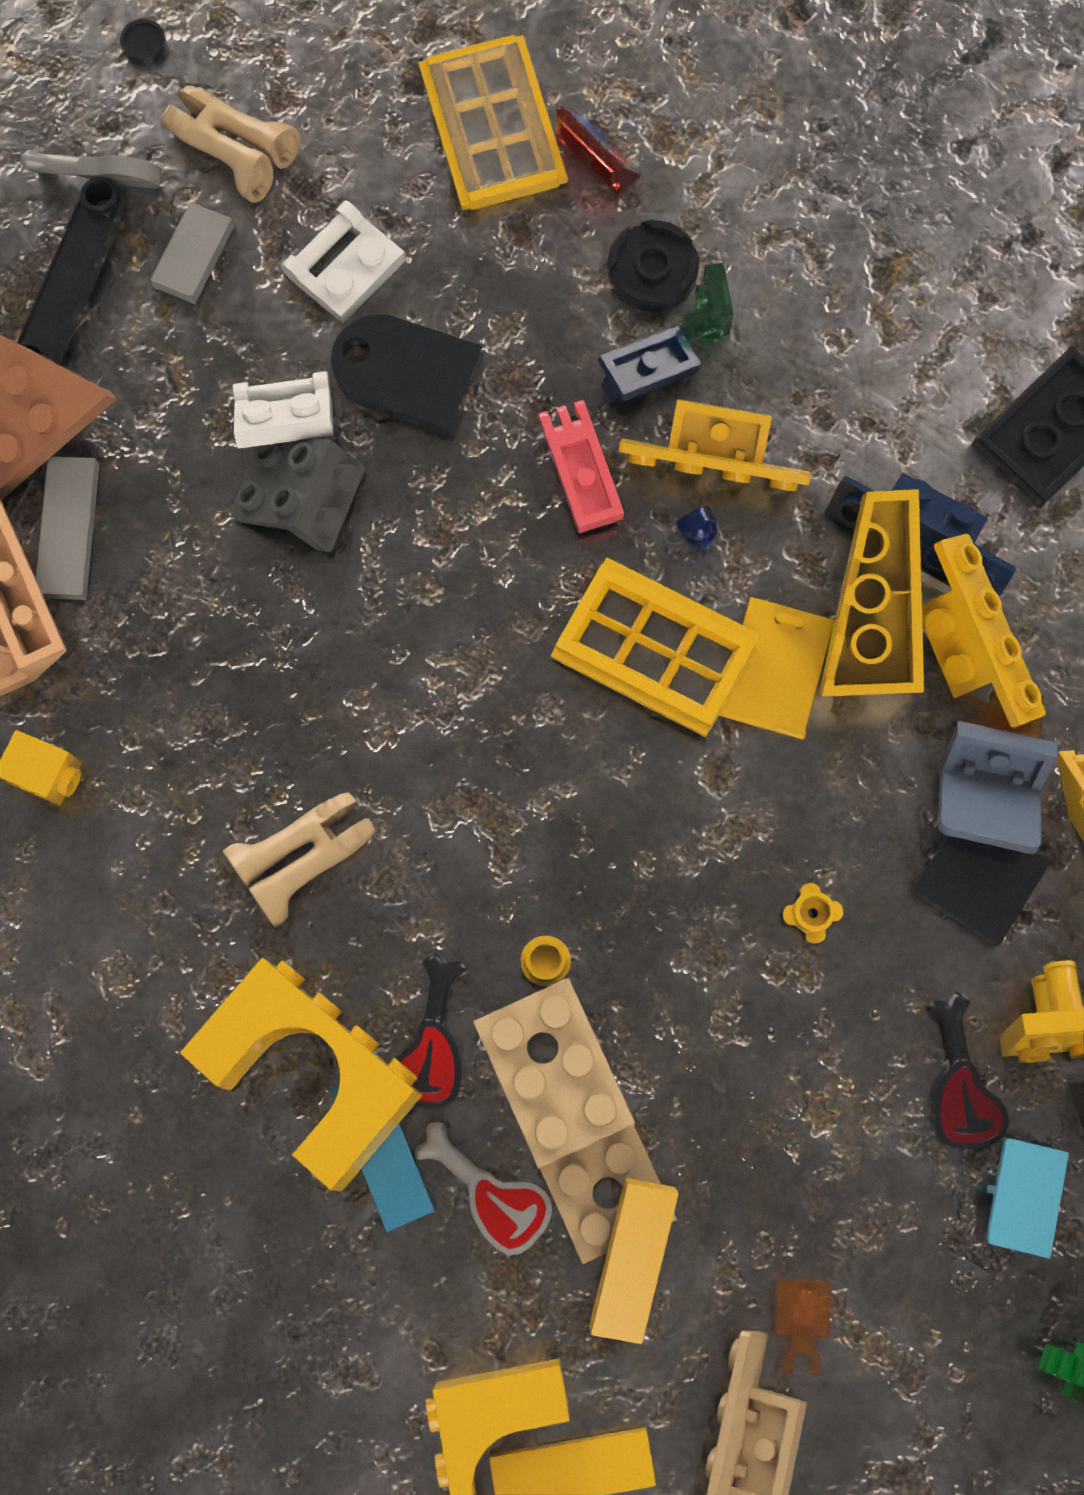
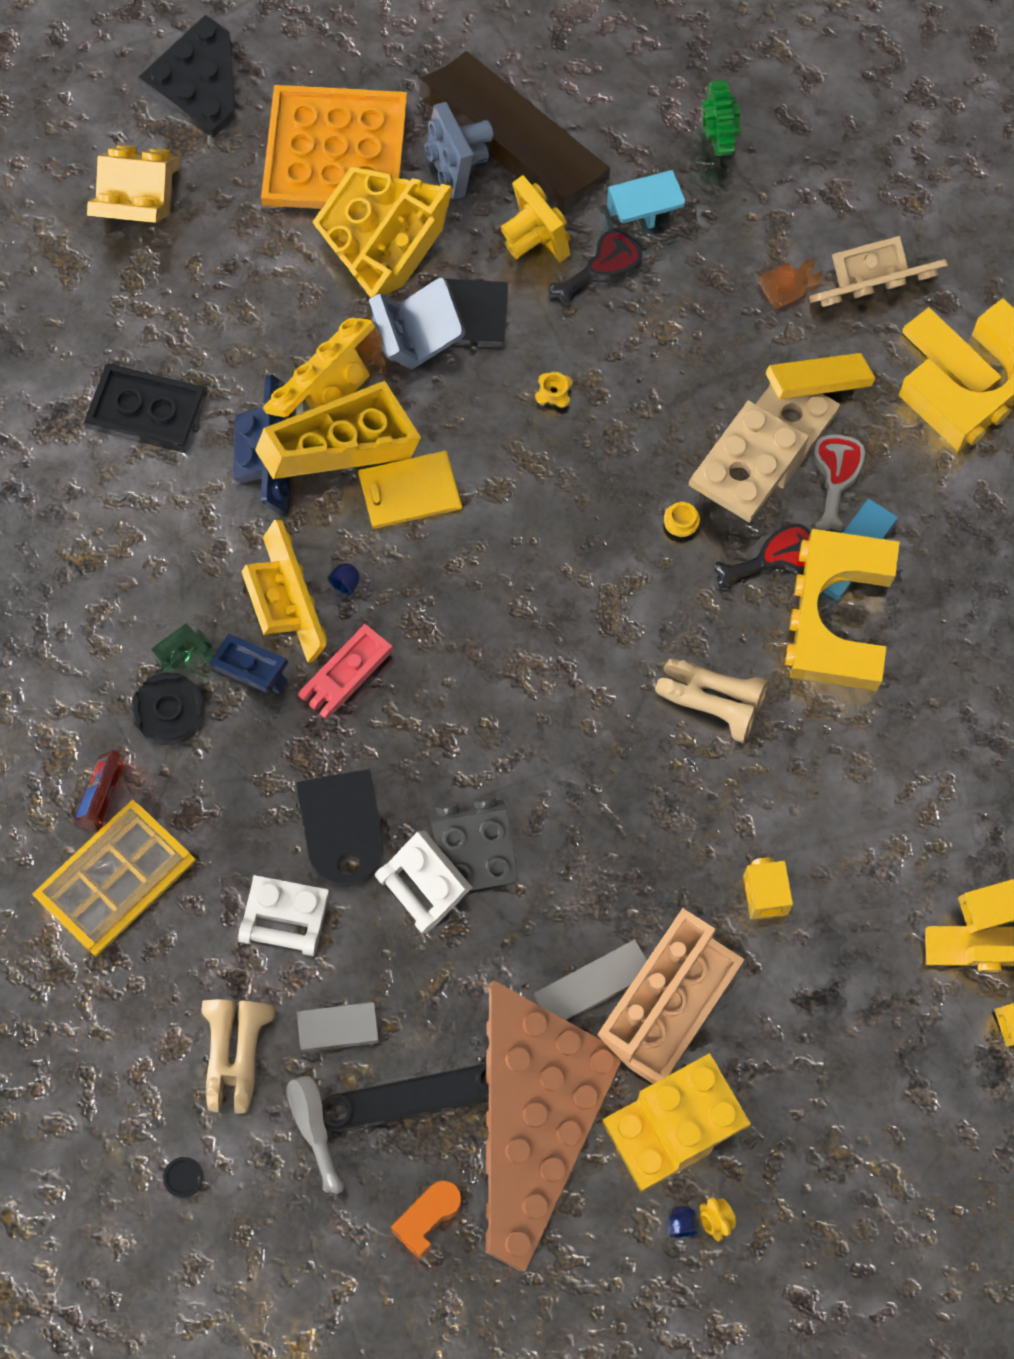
camera: 125 degrees left, 10 degrees down
(656, 646) = (442, 562): yellow piece -> none

